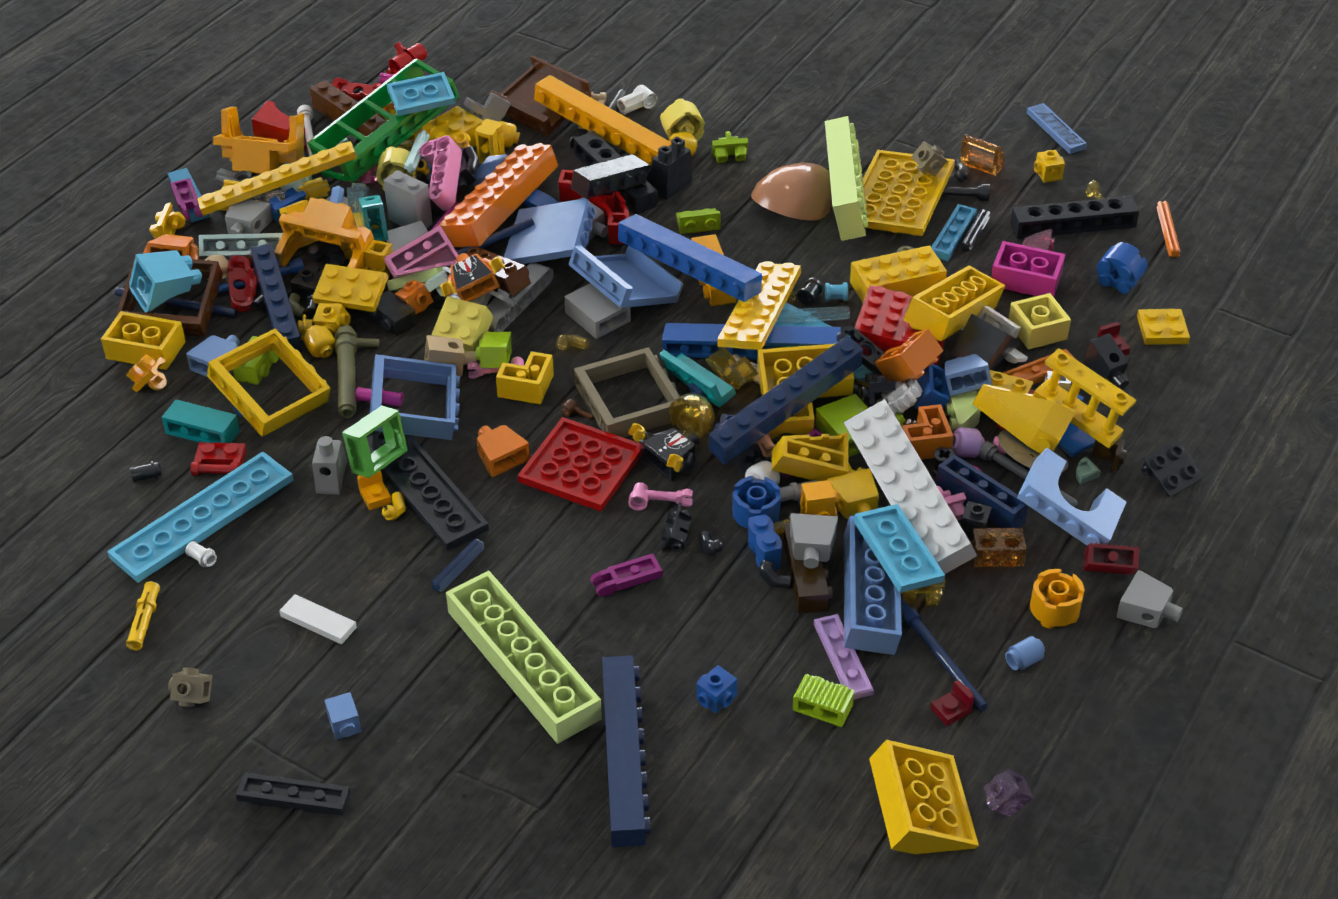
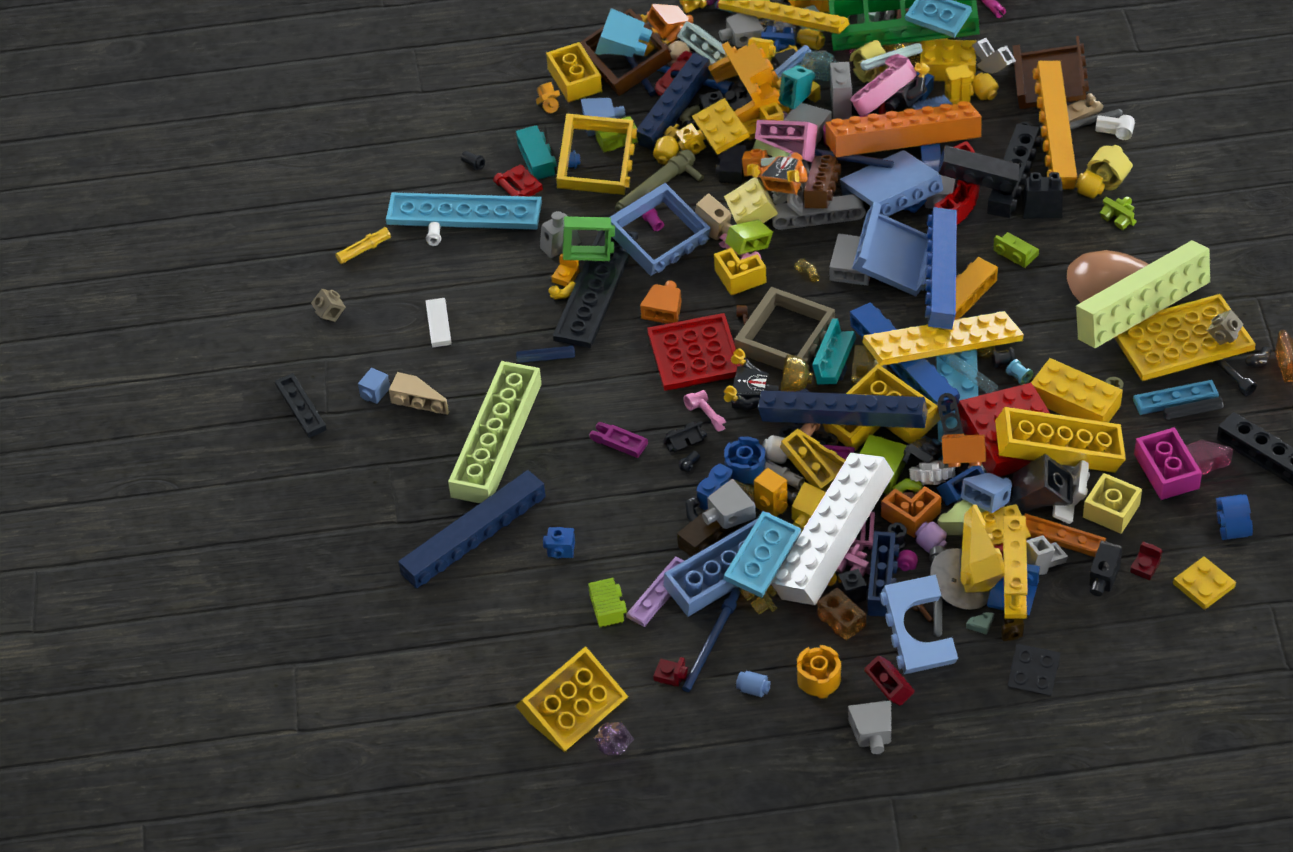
camera: 55 degrees right, 5 degrees up
(394, 688) = (415, 393): none -> tan slope

